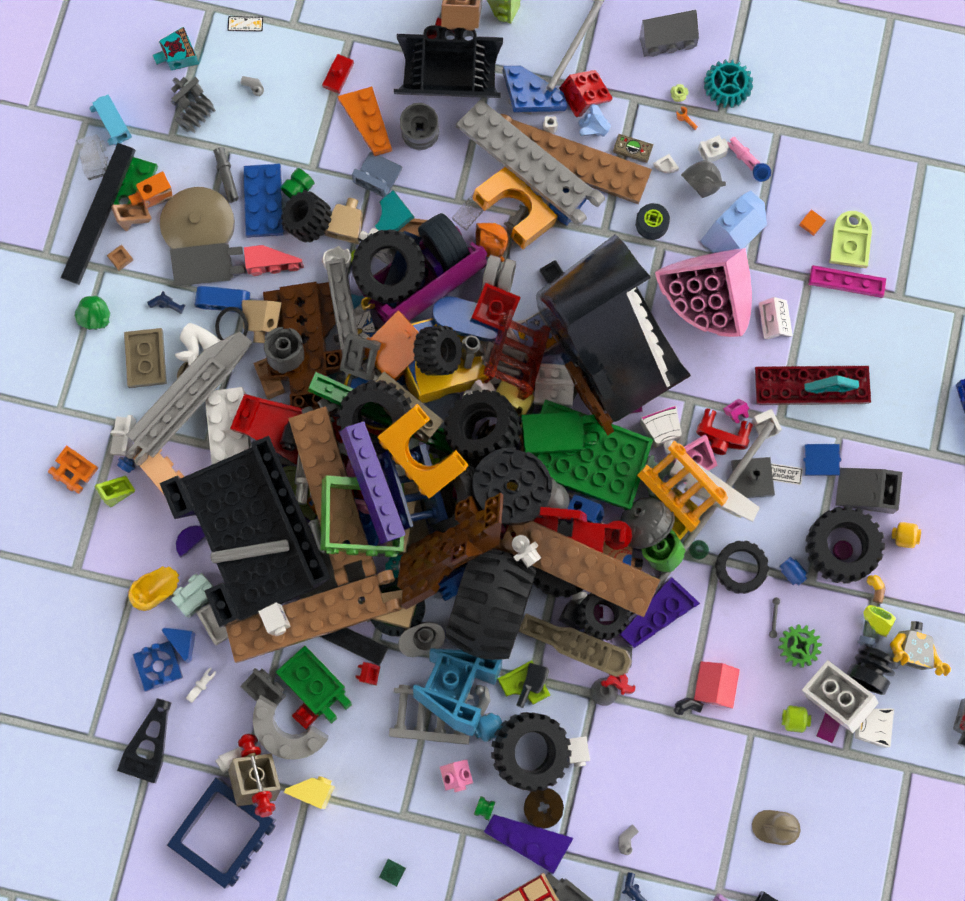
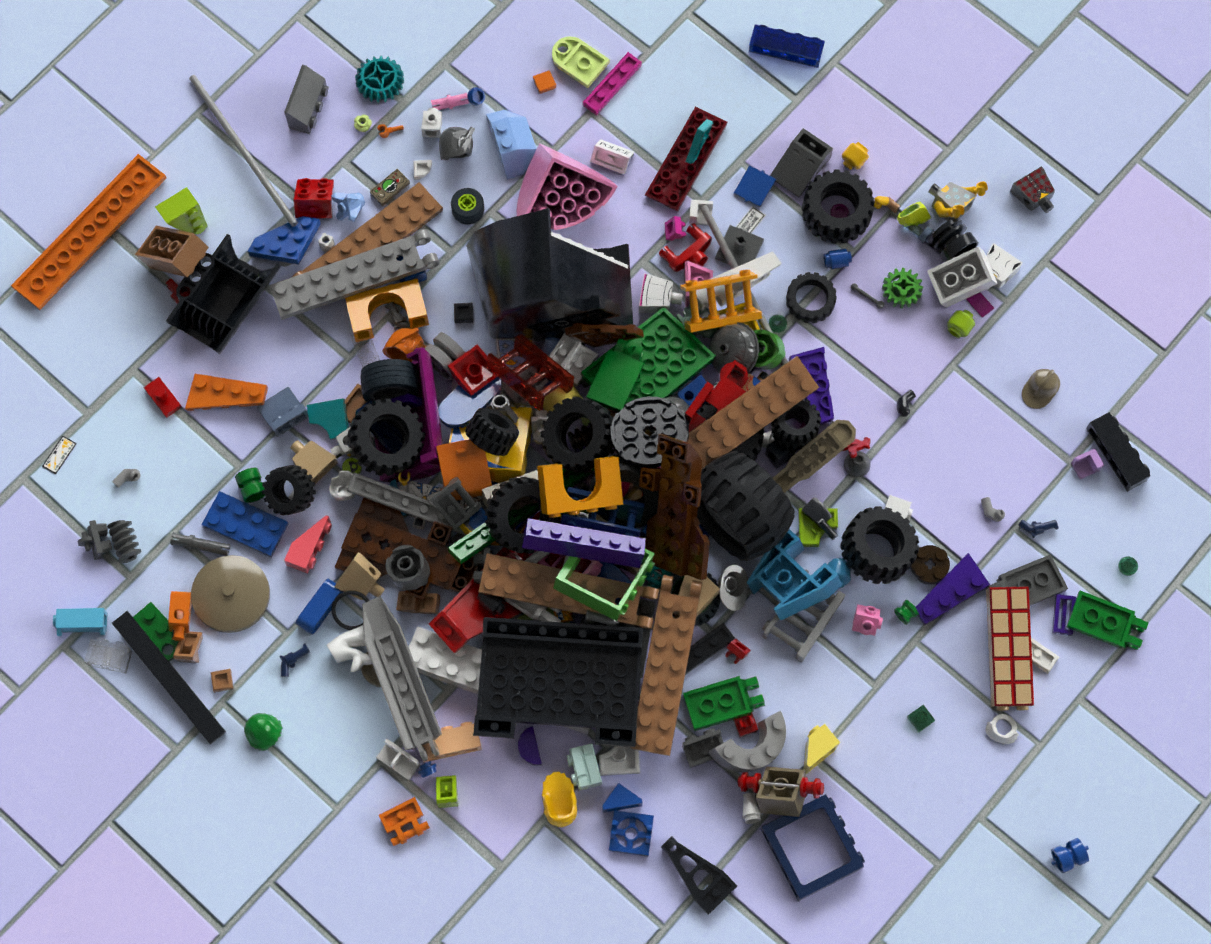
camera: 65 degrees left, 5 degrees down
(145, 358) = (335, 703): dark tan plate -> none
(176, 51) = (50, 527): teal torso -> none
(201, 685) = (670, 804): white piece -> none
(204, 264) = (276, 605): dark grey tile -> none
(249, 551) = (579, 688): light grey axle -> none
(274, 619) = (653, 696): white brick -> none
(422, 117) = (259, 340): dark grey wheel -> none
(484, 696) = (809, 563): light grey arm -> none
(526, 551) = (713, 448): white hips -> none
(716, 684) = (898, 371): coral slope -> none

